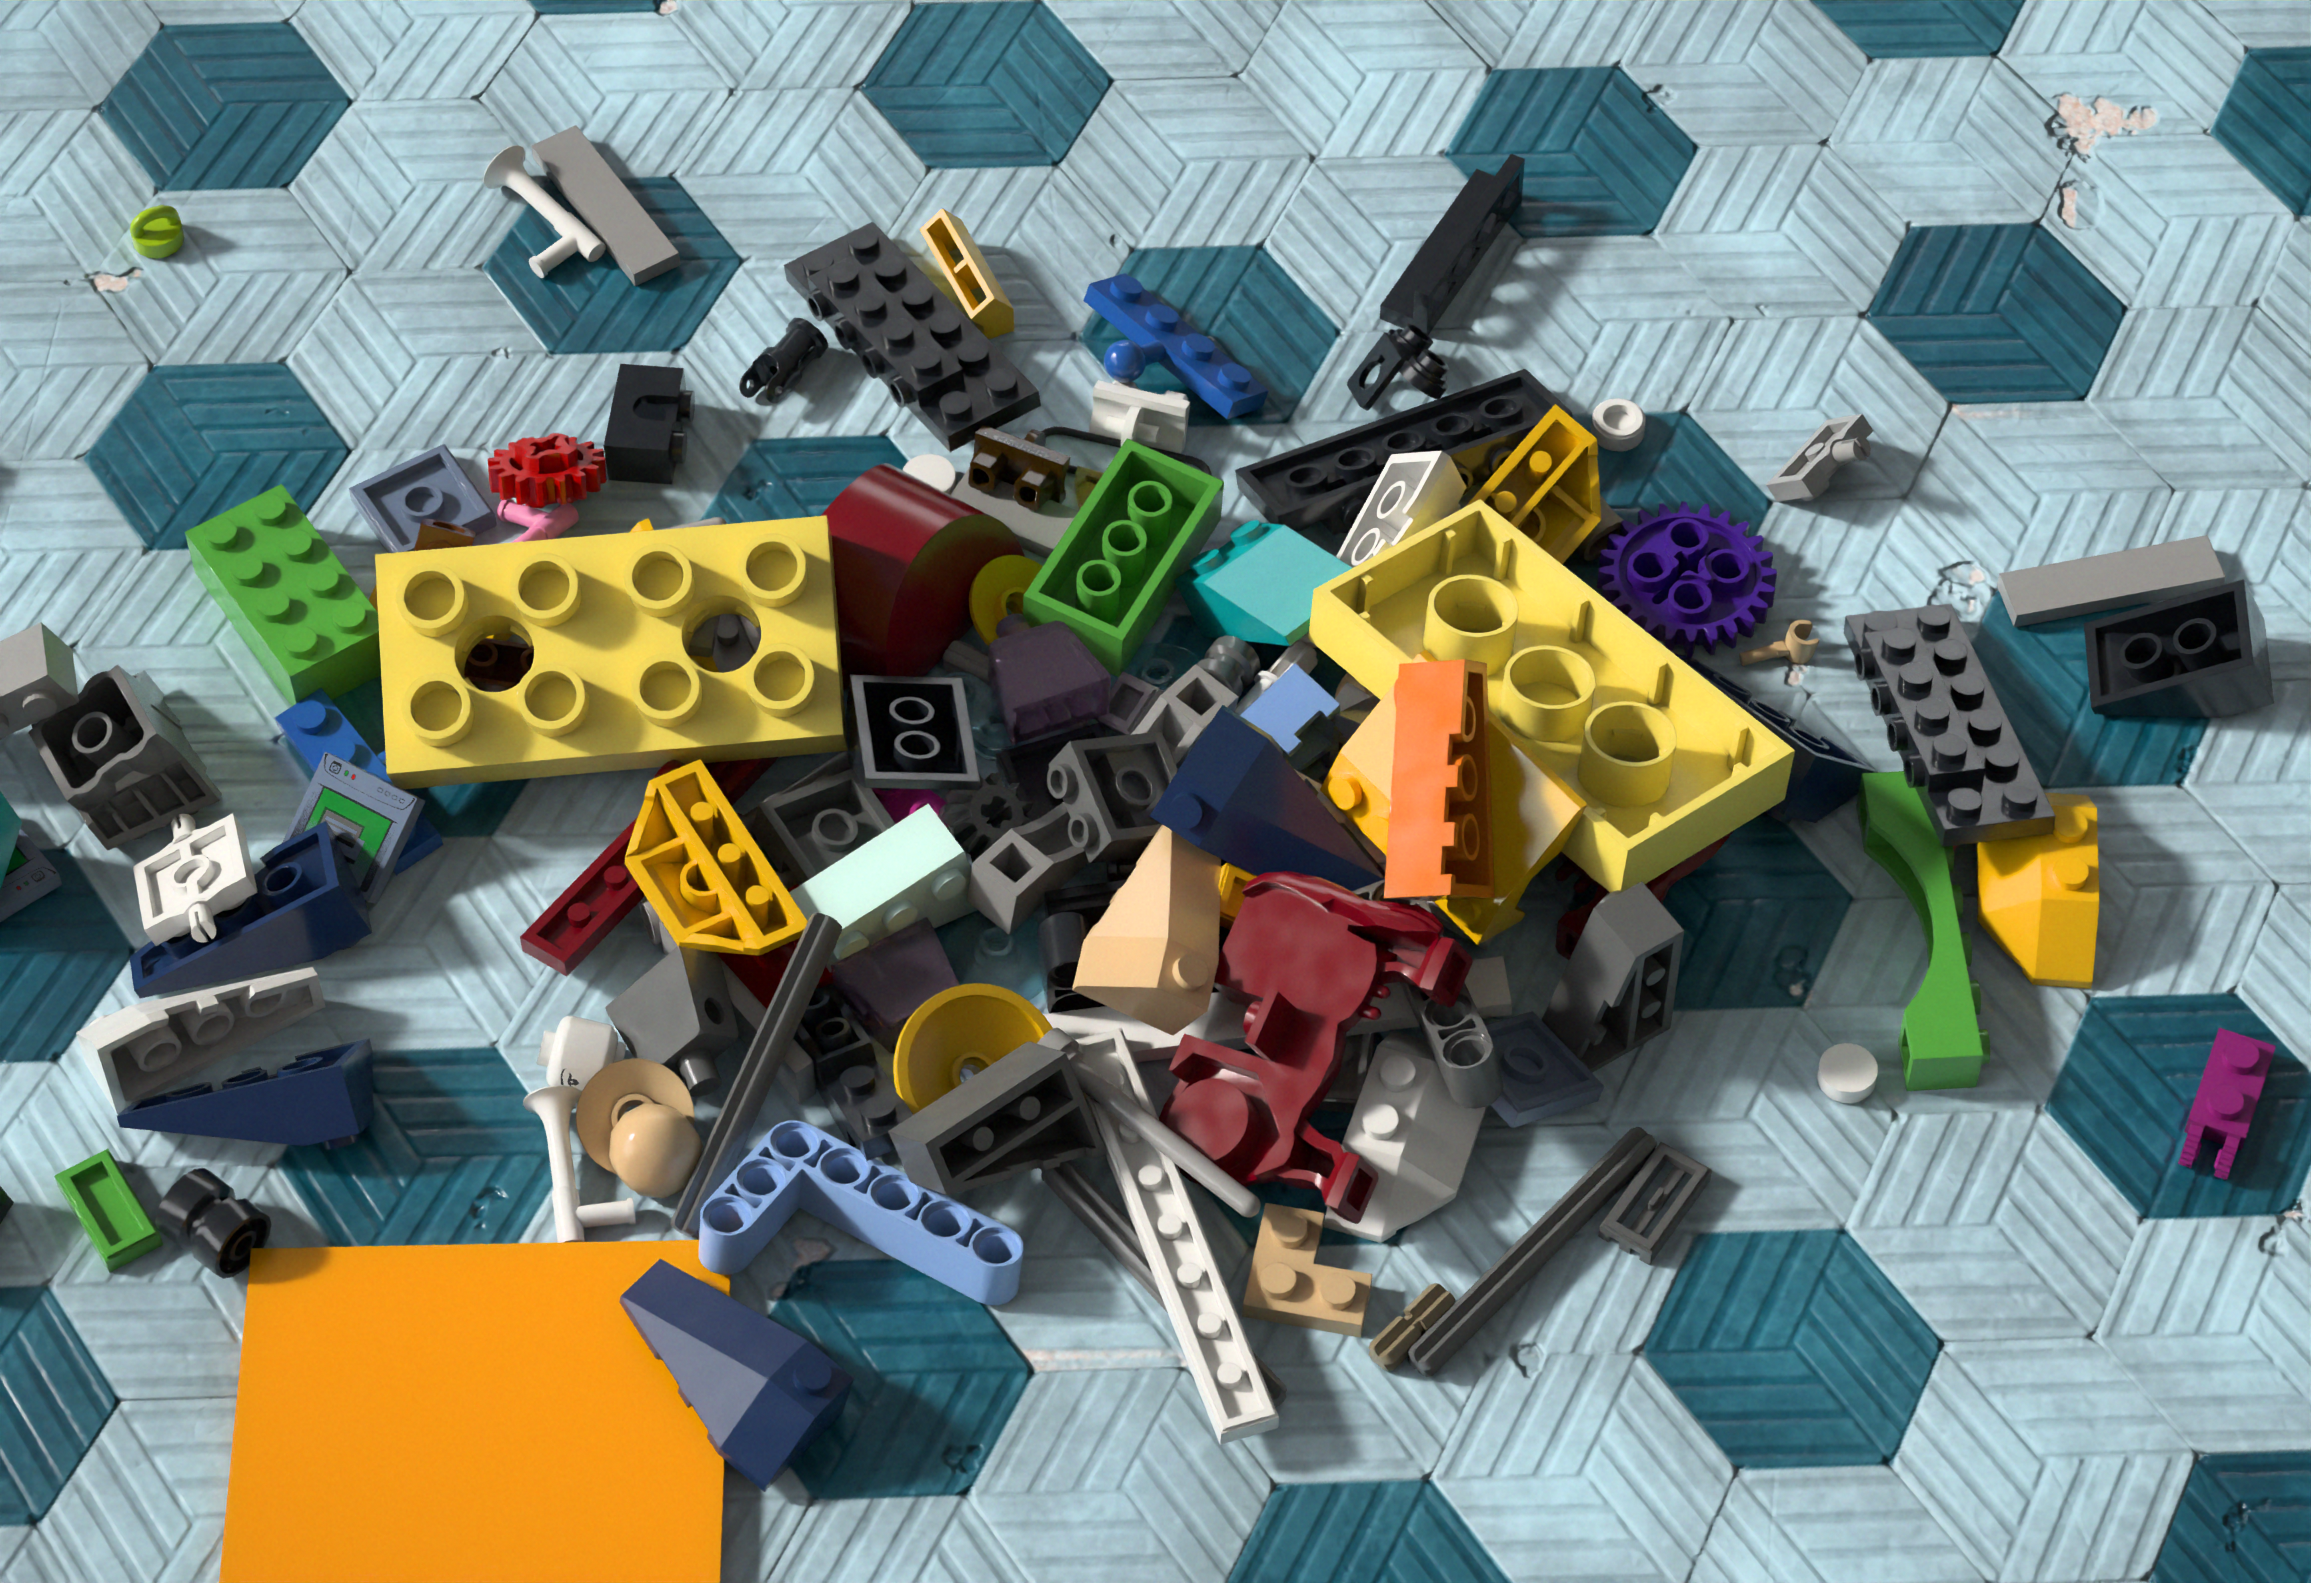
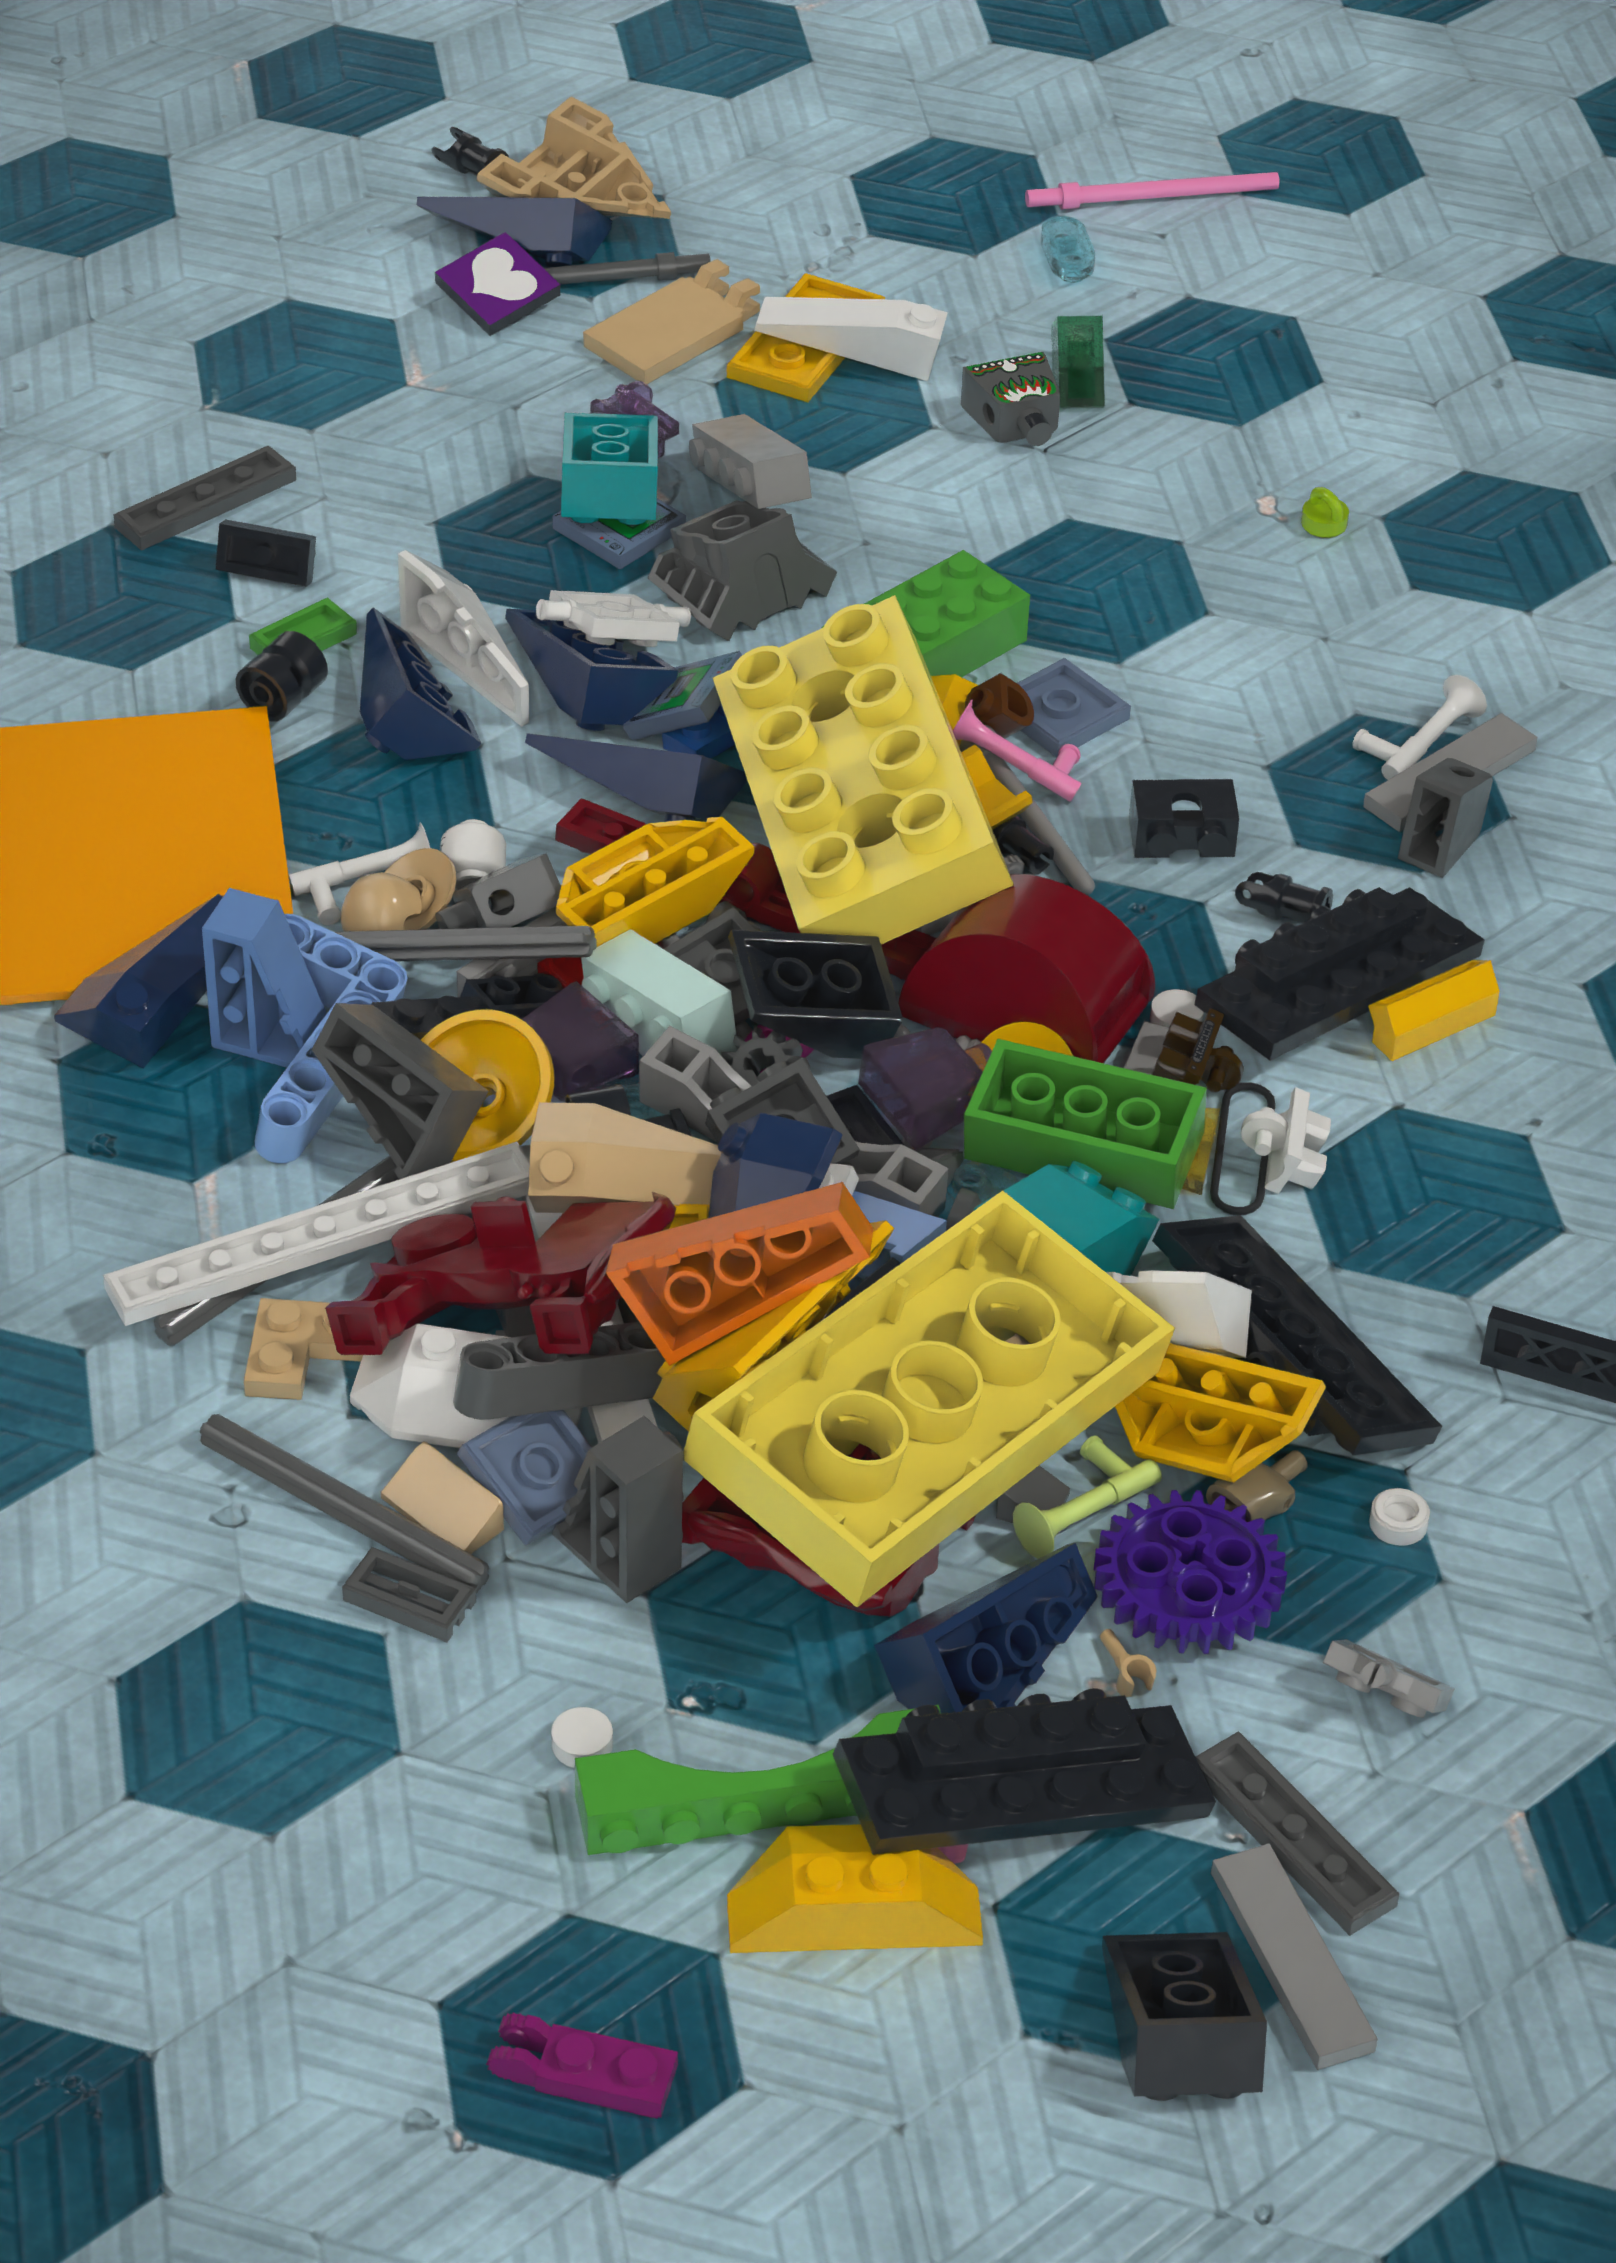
camera: 80 degrees right, 10 degrees down
(492, 861) = (658, 780): none -> dark blue wedge
(547, 470) = (1102, 757): red gear -> none
(699, 208) = (1446, 798): none -> dark grey torso
(801, 1257) = (257, 981): none -> medium blue wedge
(1152, 1129) = (487, 1129): light grey piece -> none
(1164, 338) = (1390, 1160): blue plate -> none
(1393, 1343) = (241, 1412): dark tan piece -> none
(1405, 353) = (1413, 1330): black bracket -> none
(1542, 1161) = (444, 1499): none -> tan slope
(1978, 557) = (1297, 1833): none -> dark grey tile

